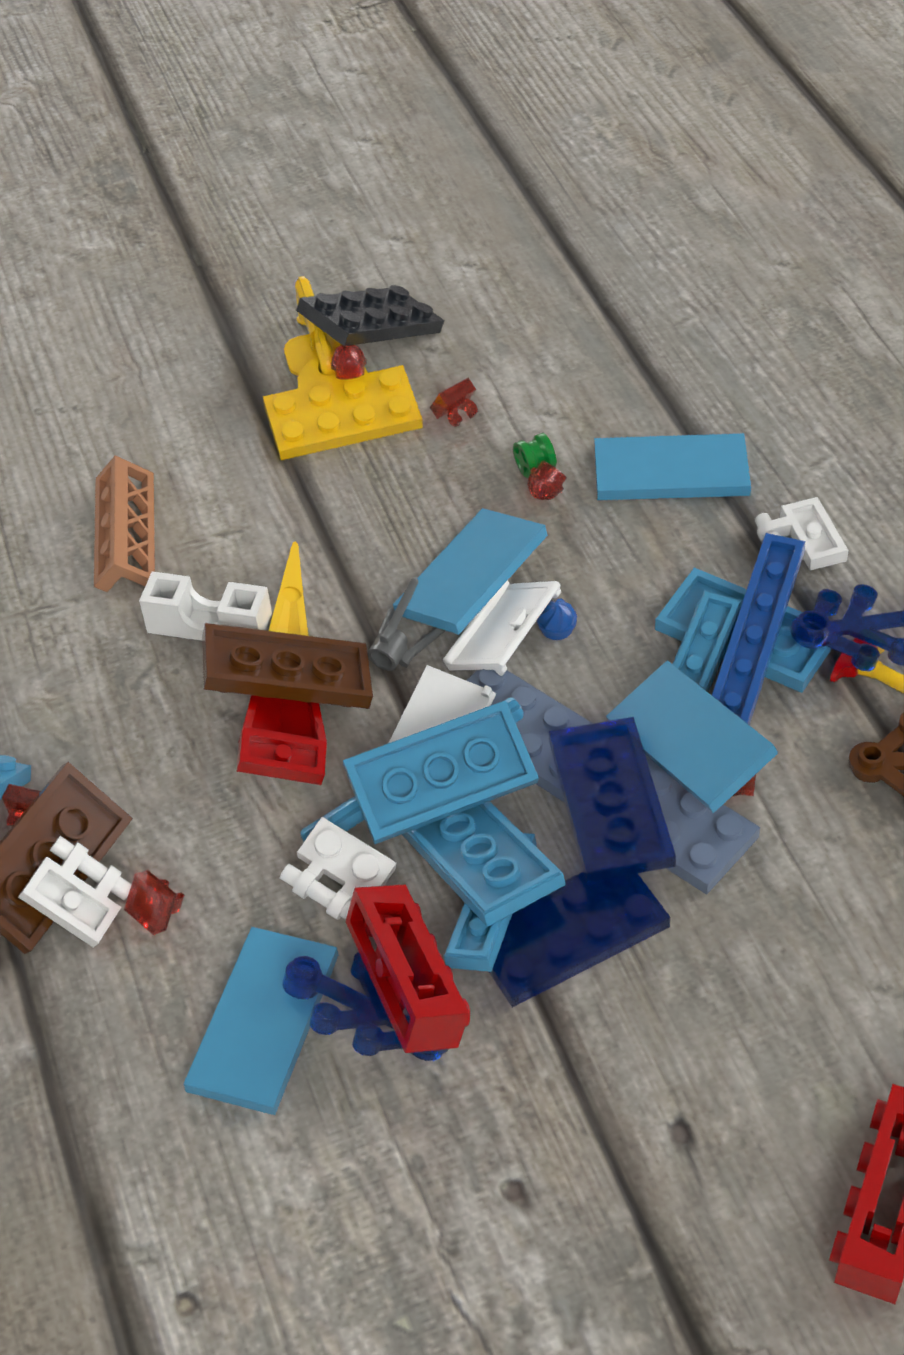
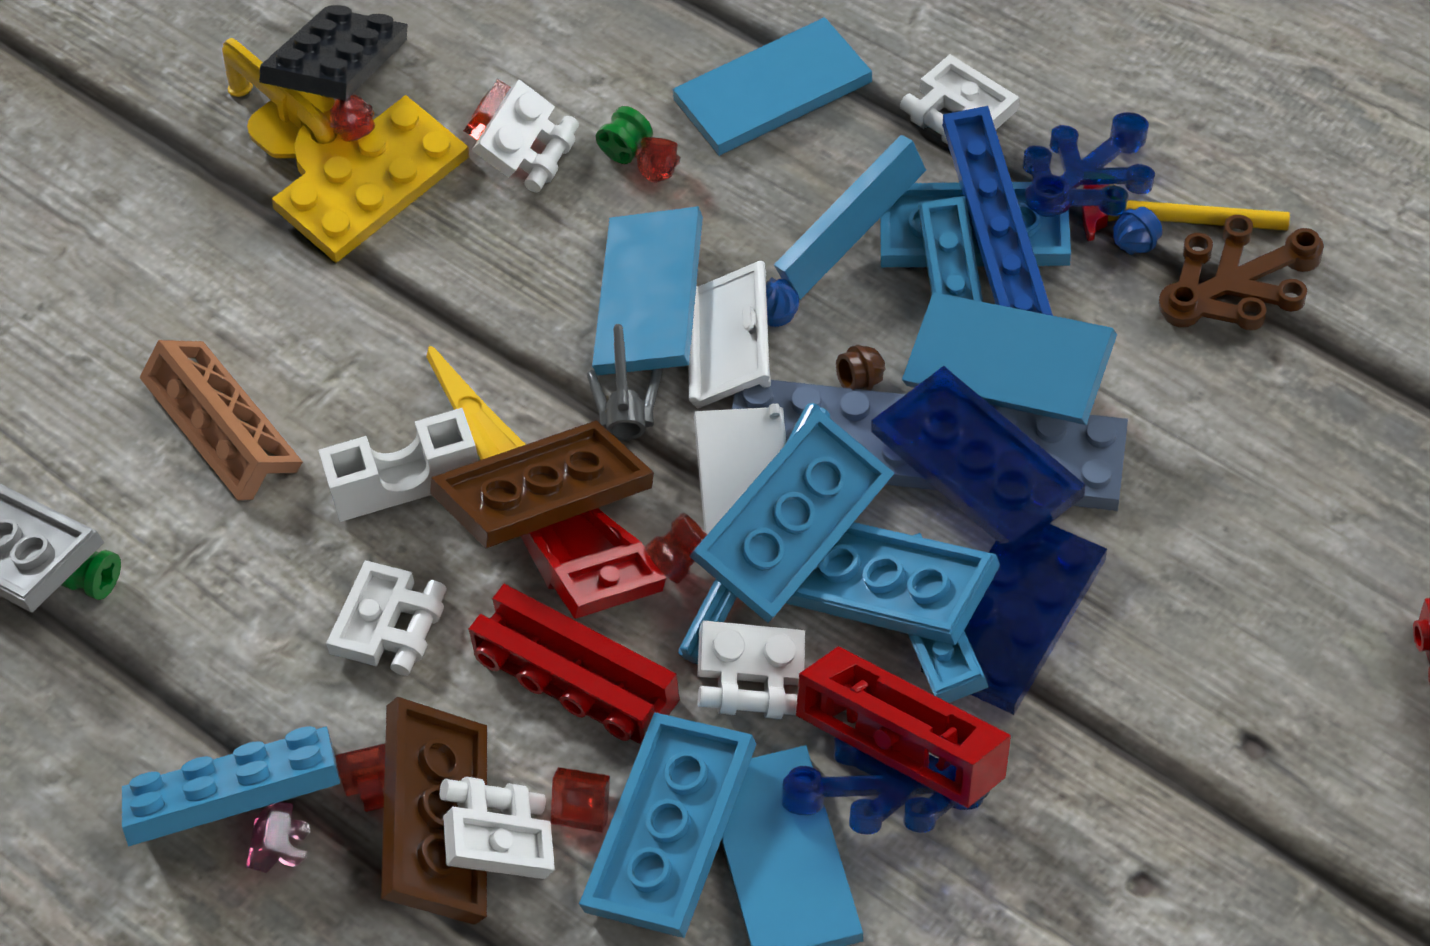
camera: 30 degrees left, 5 degrees up
(117, 703) = (373, 610): none -> white plate
(194, 951) = (668, 825): none -> dark azure plate
(220, 808) = (573, 665): none -> red brick
(337, 752) = (673, 550): none -> clear red wheel
(457, 417) = (513, 130): none -> white plate
(582, 694) = (860, 368): none -> reddish brown plate
(649, 579) = (851, 216): none -> dark azure tile
(871, 690) = (1137, 230): none -> blue plate

